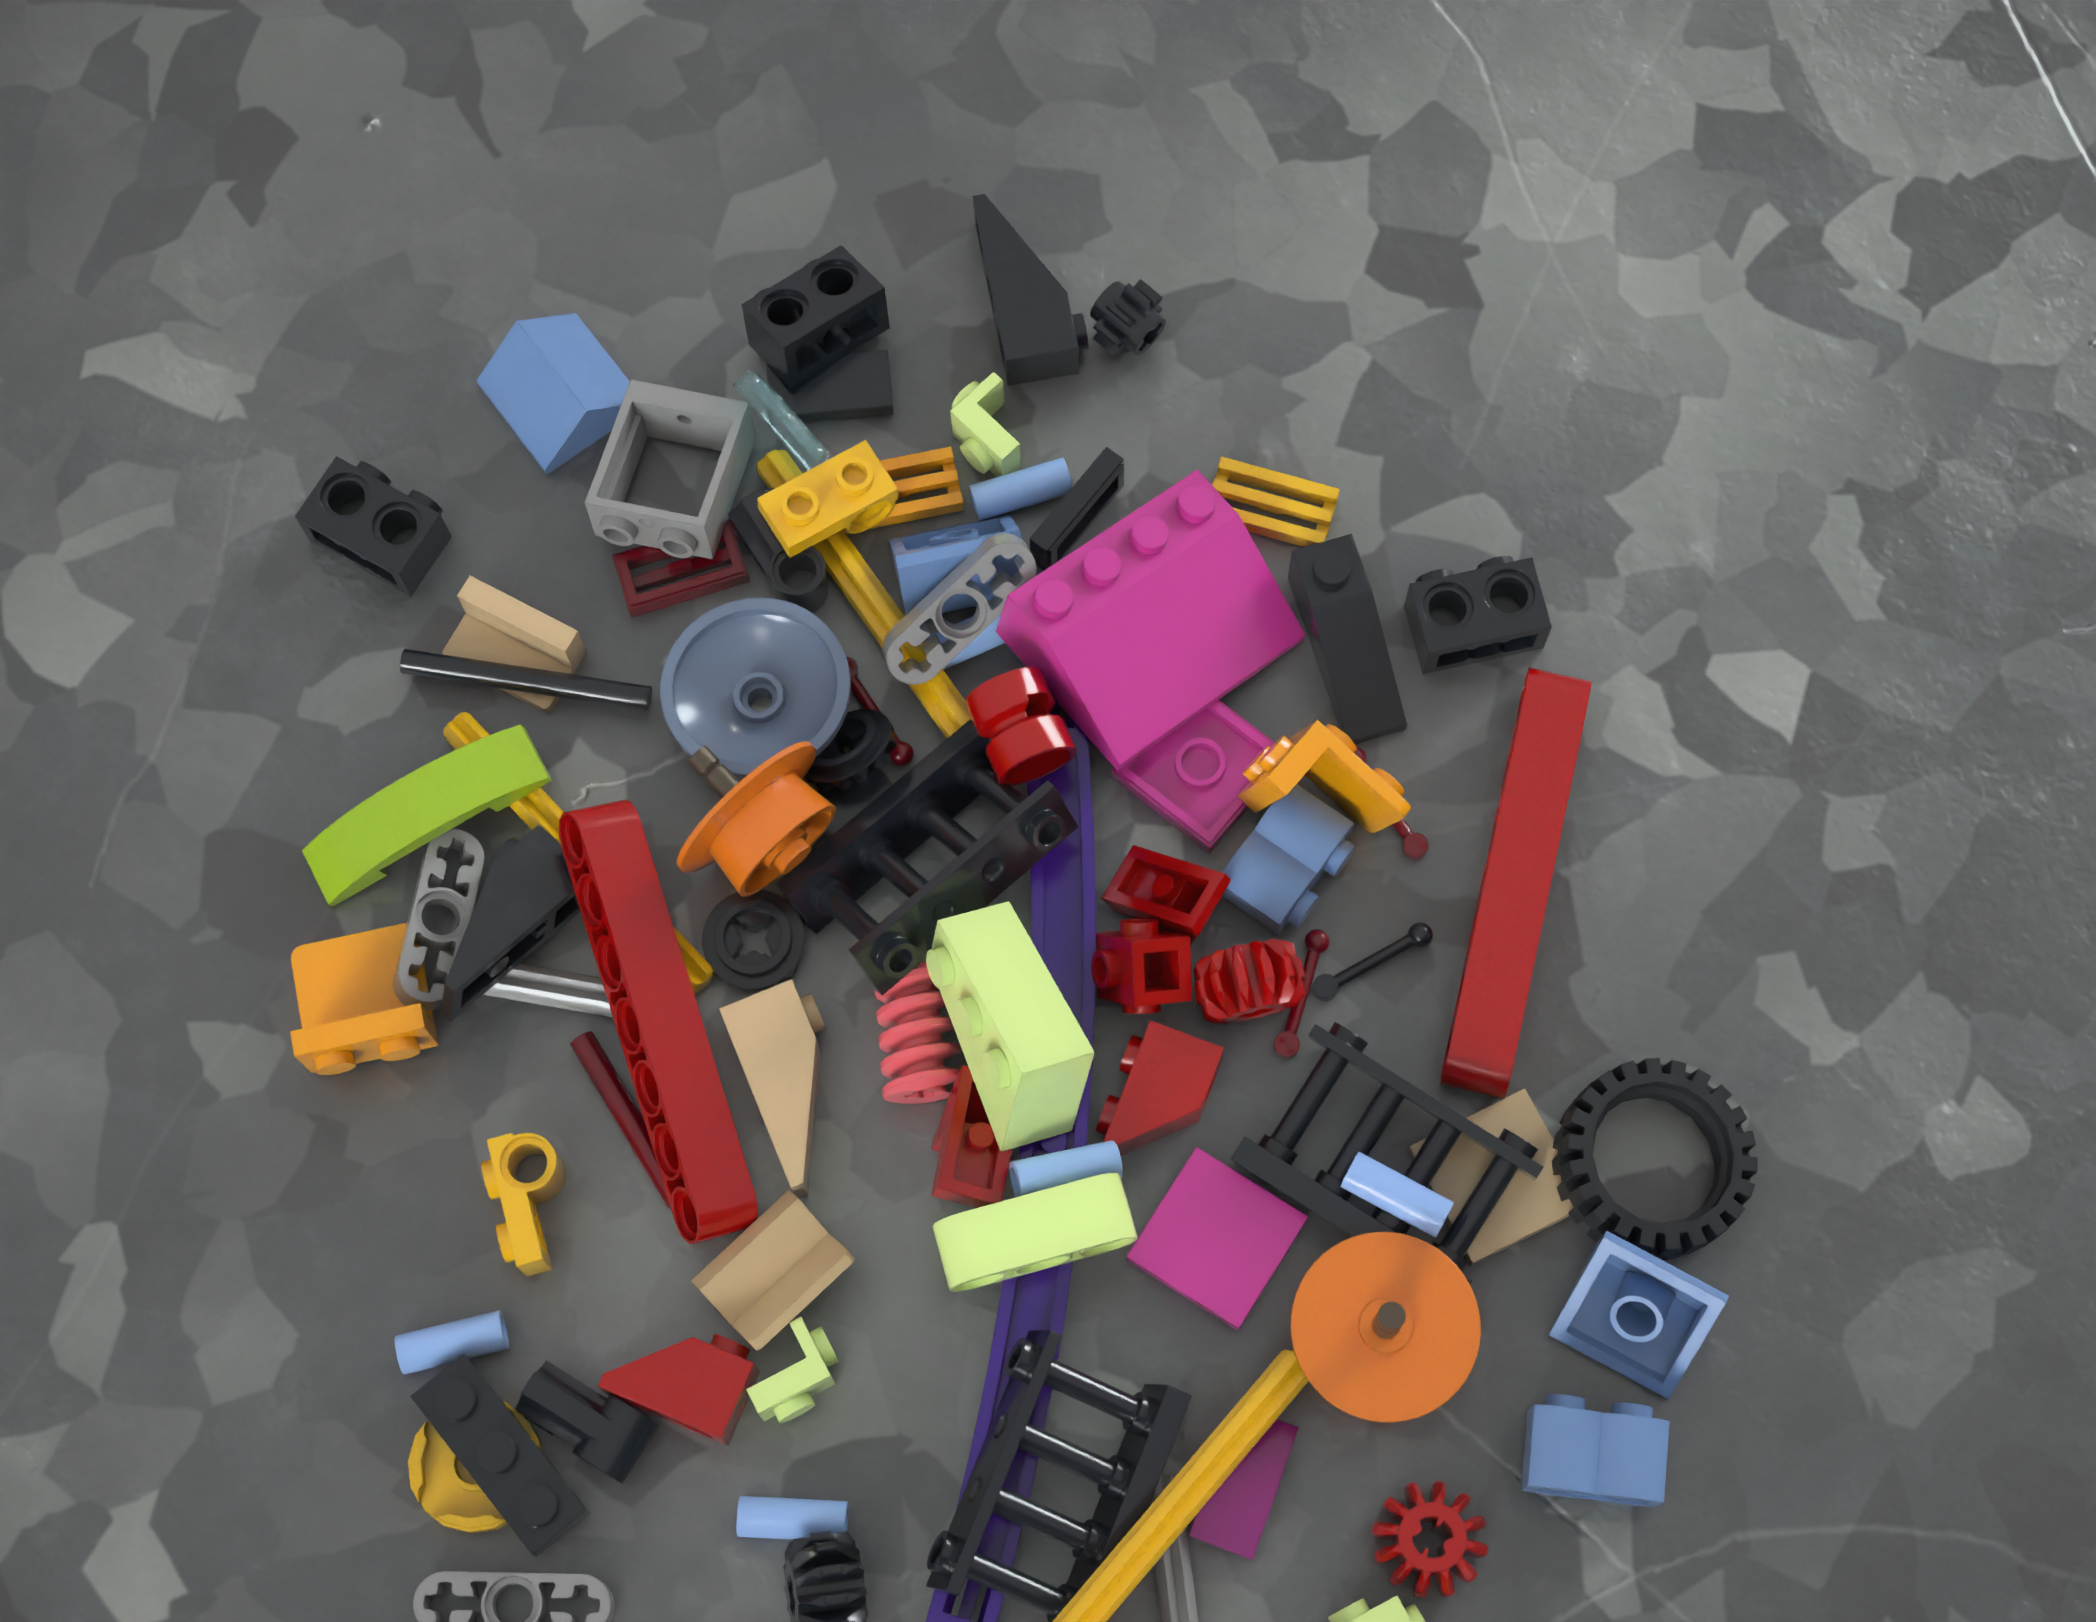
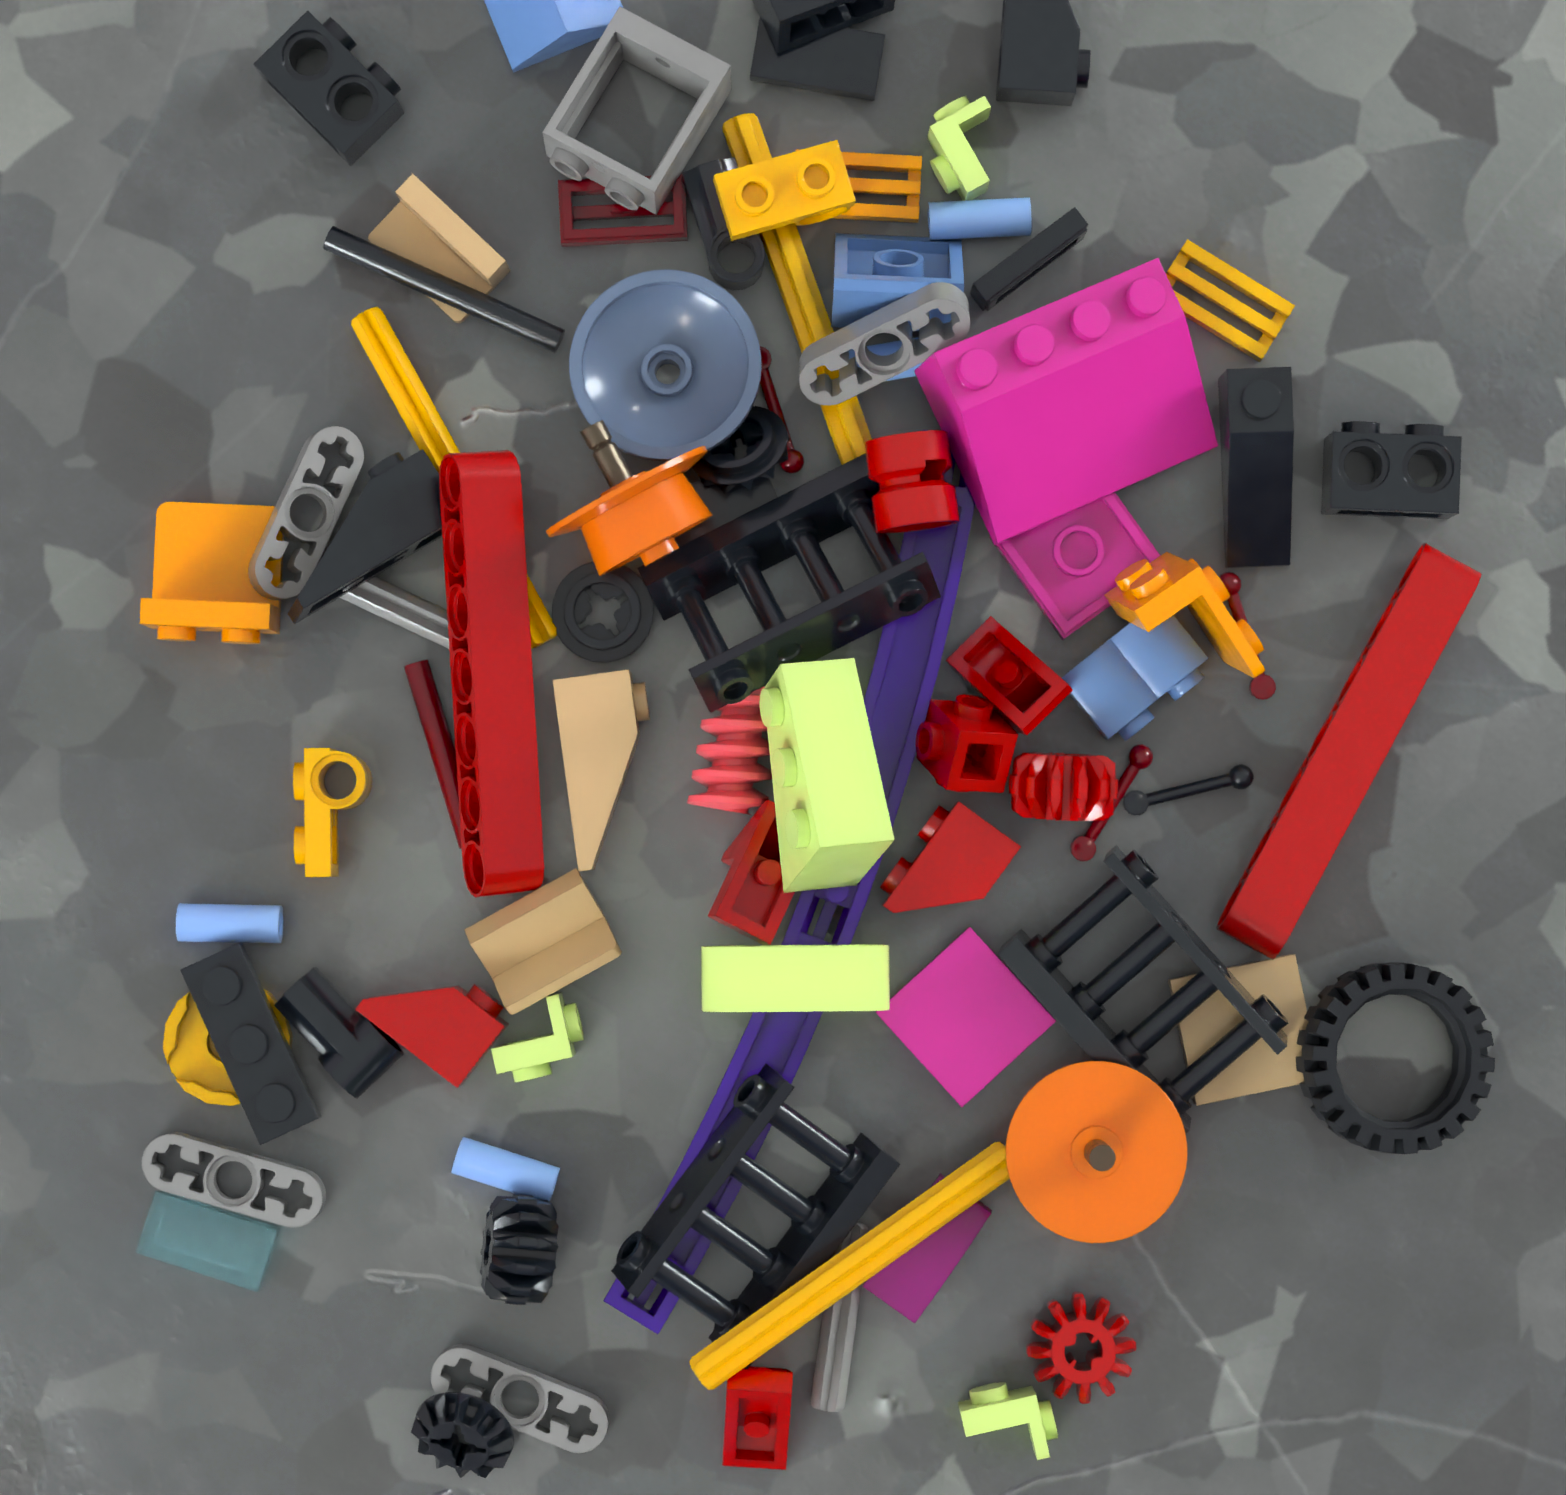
camera: 15 degrees right, 15 degrees up
(421, 808) = (316, 401): lime slope -> none
(782, 420) = (761, 92): clear light blue tile -> none
(1064, 1167) = (839, 926): light blue axle -> none
(1127, 317) = (1134, 67): black gear -> none
(1397, 1194) = (1143, 1032): light blue axle -> none
(1595, 1453) = (1256, 1311): medium blue brick -> none
(1637, 1314) = (1332, 1196): medium blue slope -> none

